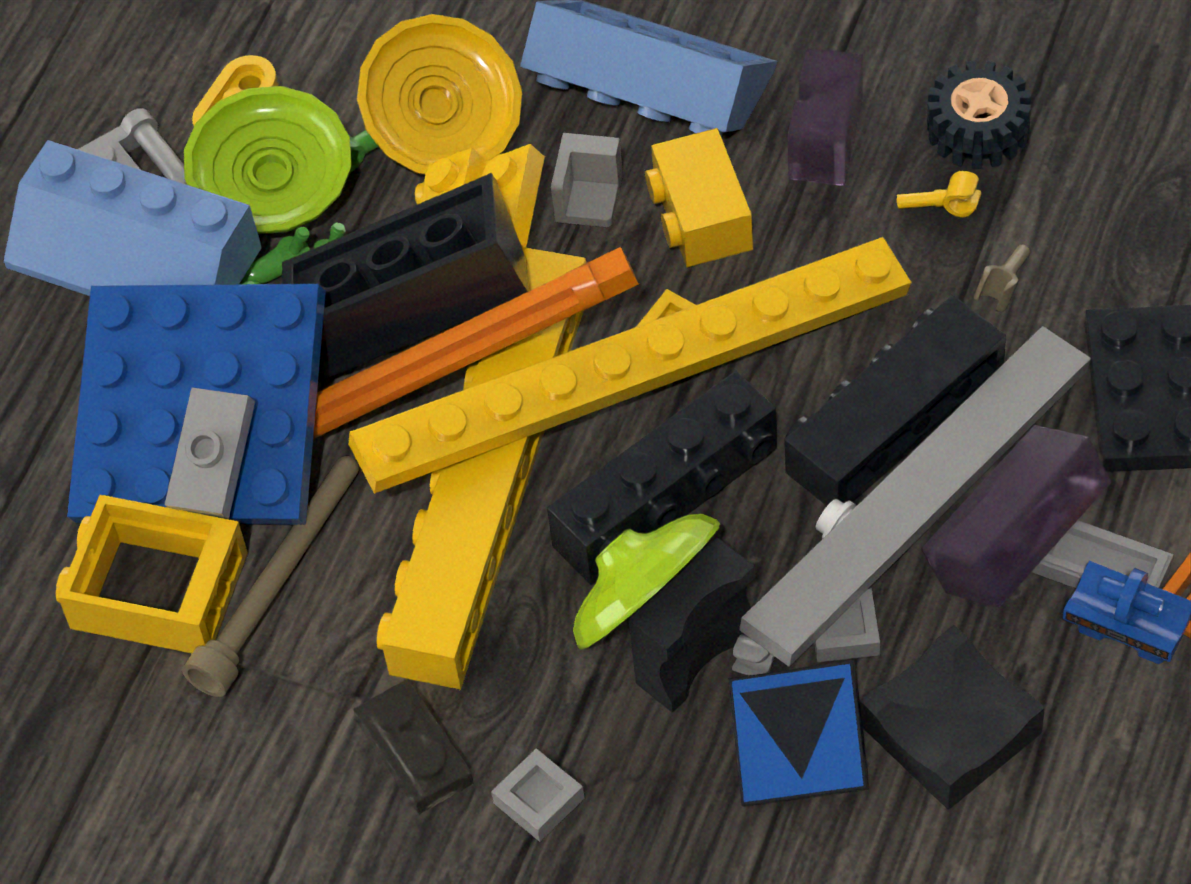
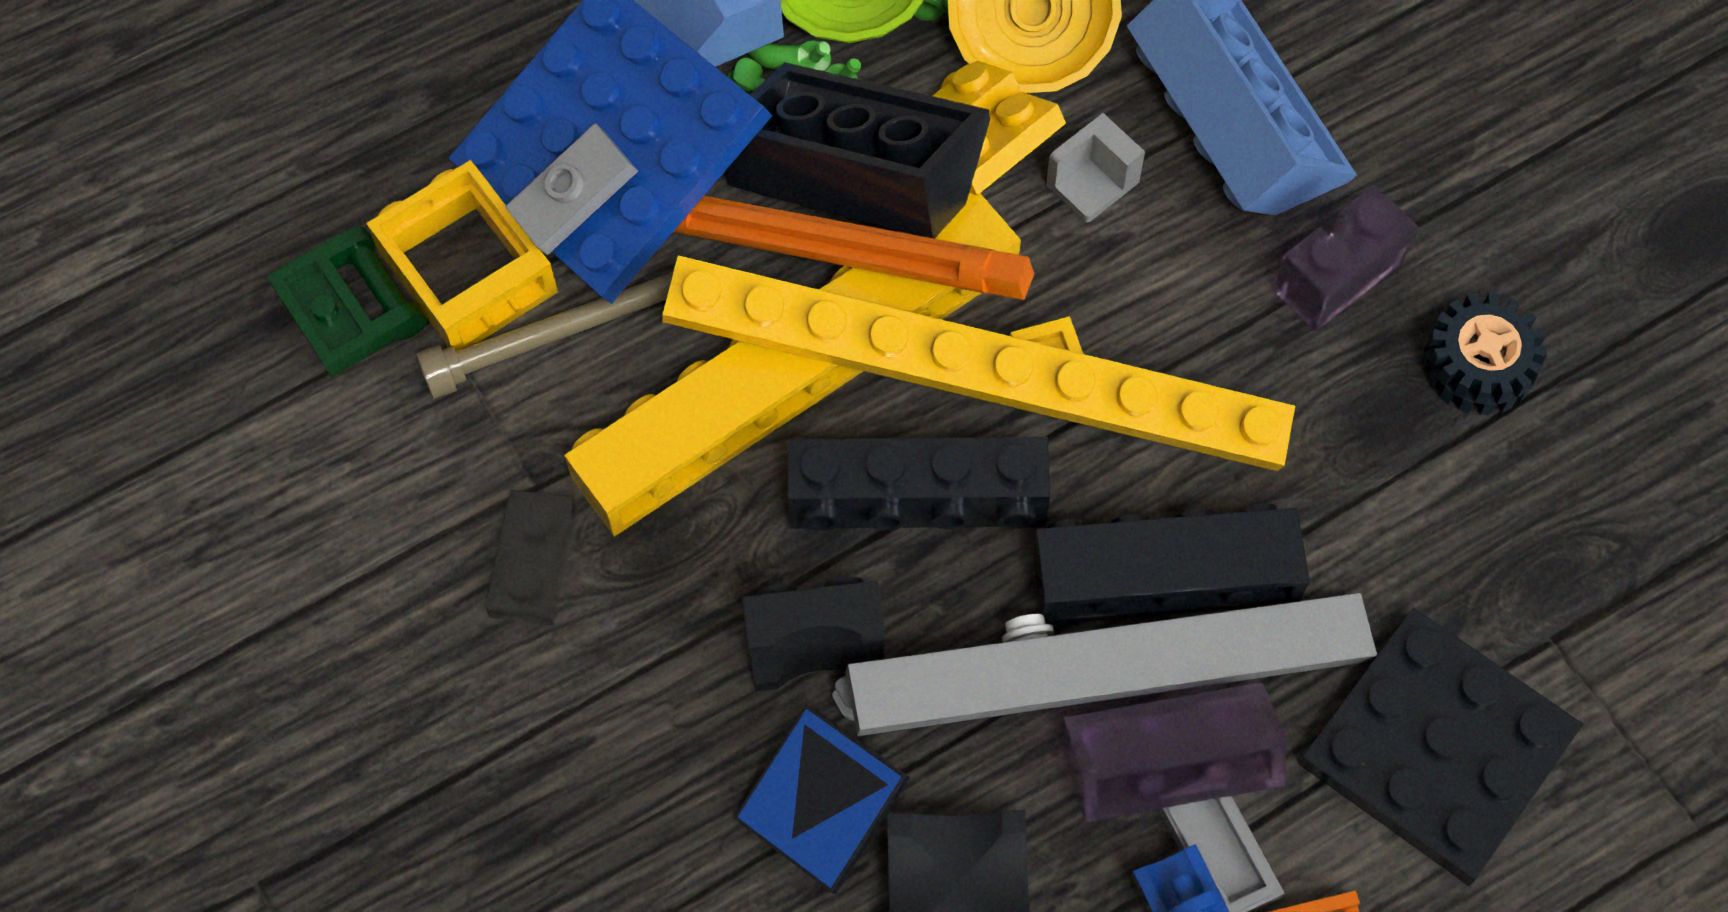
camera: 35 degrees right, 10 degrees up
(80, 691) = (329, 311): none -> dark green plate
(537, 795) = (581, 679): light grey plate -> none
(635, 570) = (800, 557): lime hat -> none
(700, 198) = (1173, 254): yellow brick -> none
(852, 634) = (950, 744): light grey plate -> none
(958, 199) = (1398, 418): yellow hand -> none
(1001, 280) = (1365, 522): dark tan hand -> none

